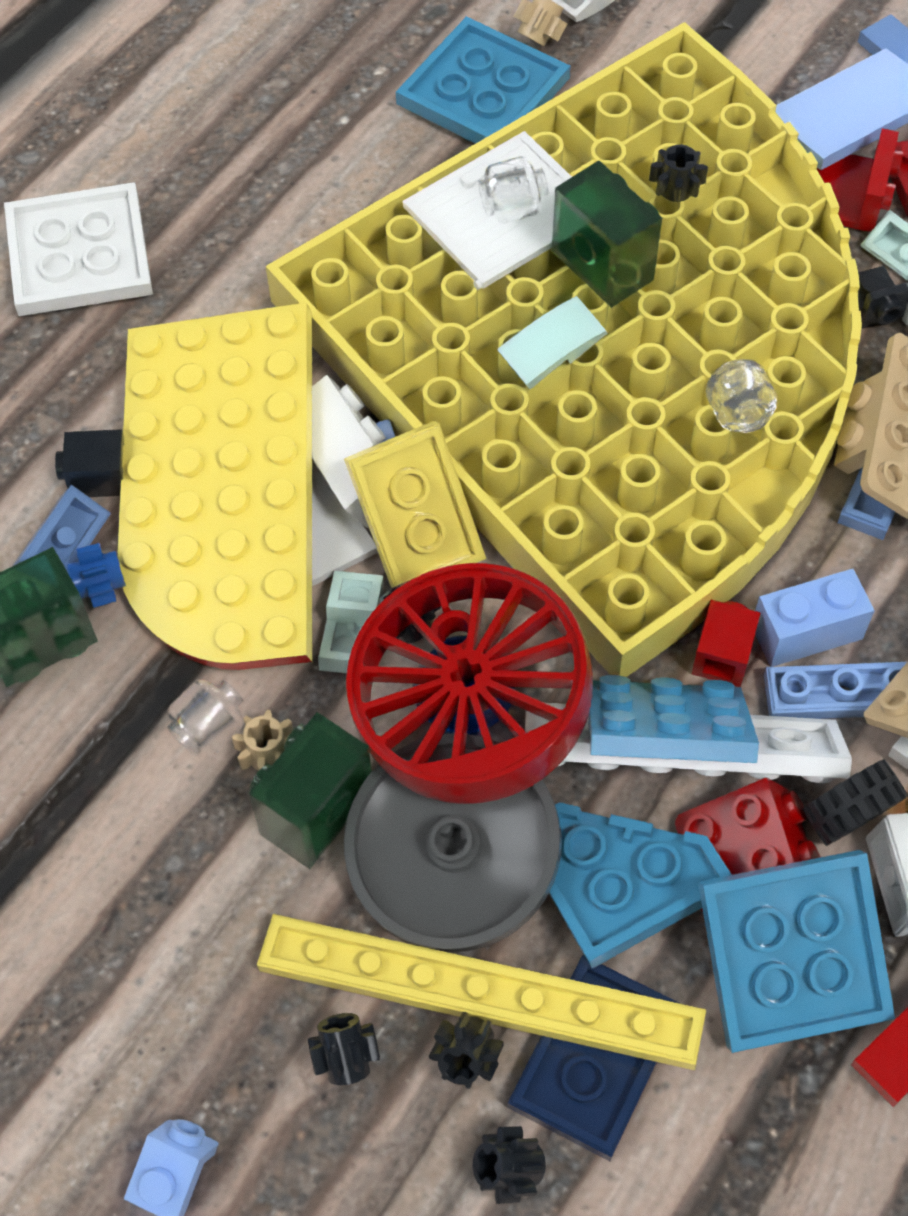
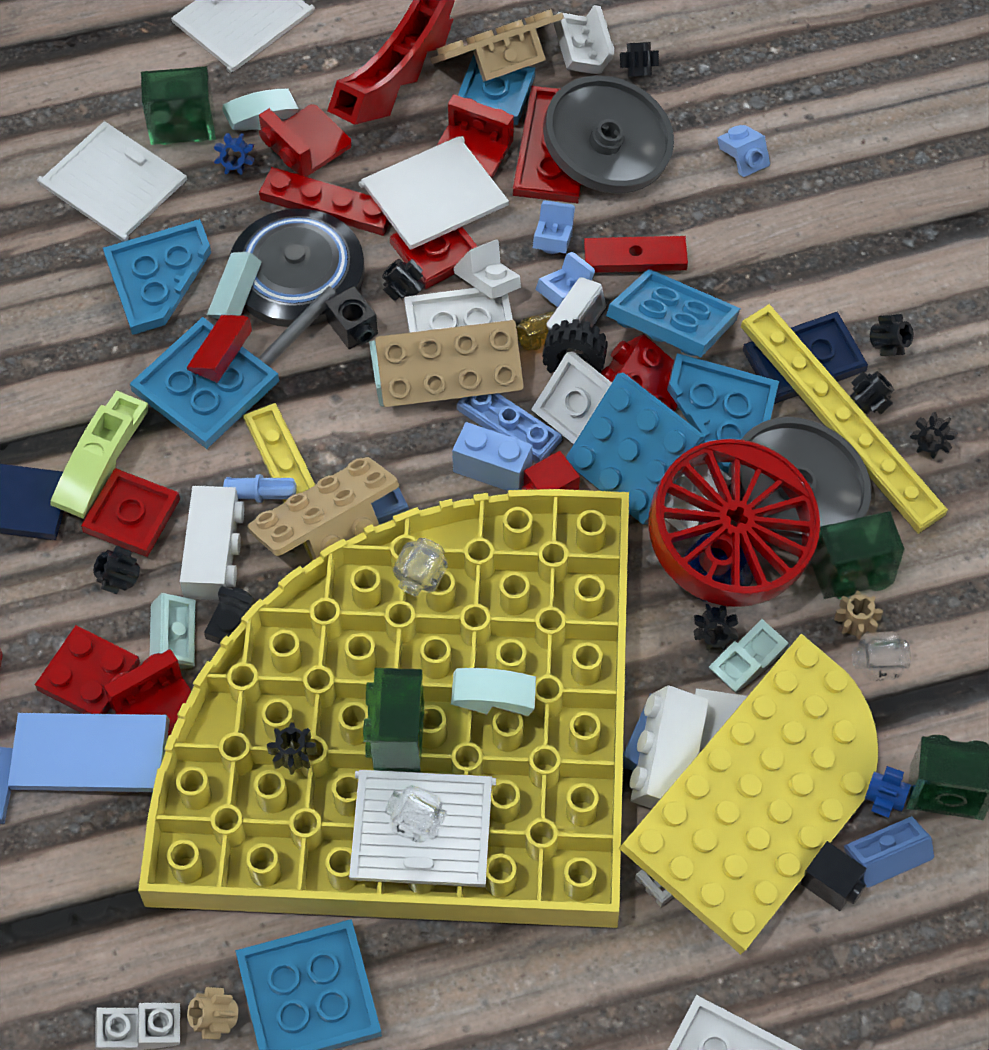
camera: 140 degrees left, 0 degrees up
(414, 504) = (665, 667): light yellow tile -> none

